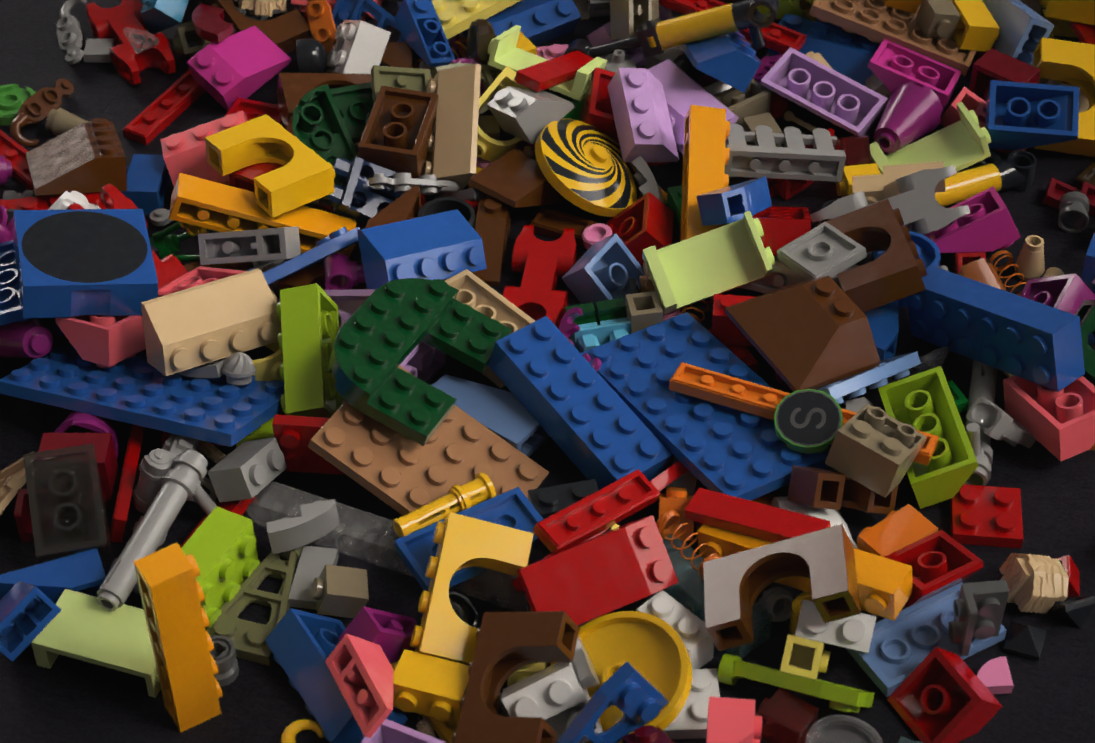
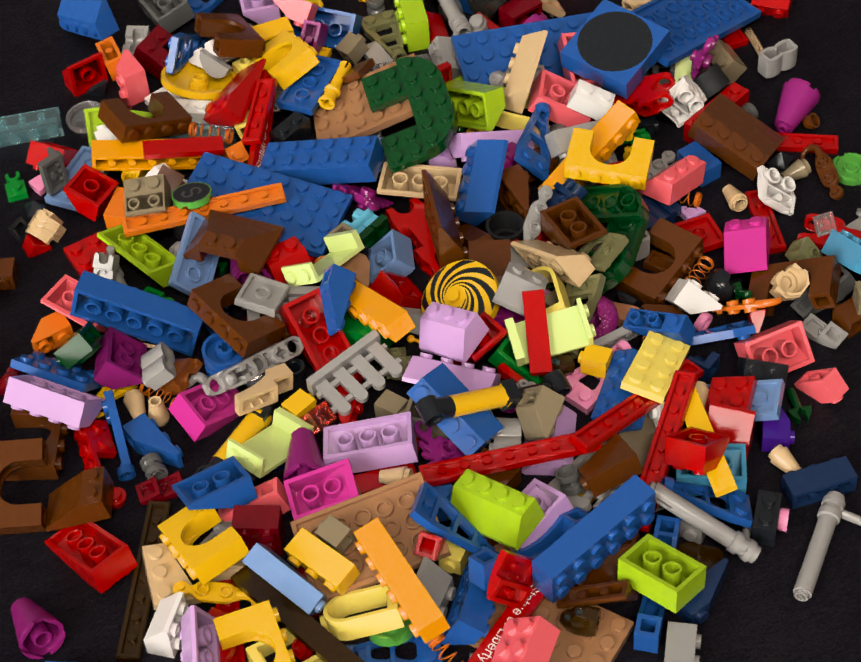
camera: 145 degrees right, 5 degrees up
(124, 107) = (775, 190): none -> white slope
(163, 128) = (735, 198): none -> tan cone
(186, 251) = (590, 100): none -> white brick
(210, 23) = (787, 240): dark red tile -> none
(302, 33) = (741, 294): none -> dark green bar
(315, 522) = (390, 45): light grey slope -> none
(392, 502) = (358, 71): none -> reddish brown tile
(478, 40) = (613, 337): dark brown rock -> none
(531, 225) = (442, 223): none -> reddish brown slope
(595, 233) = (418, 277): bright pink tile -> none
(1007, 267) = (158, 366): none -> light grey brick
(1038, 696) = (15, 188): none -> green plate
(1063, 239) = (145, 438): none -> blue slope

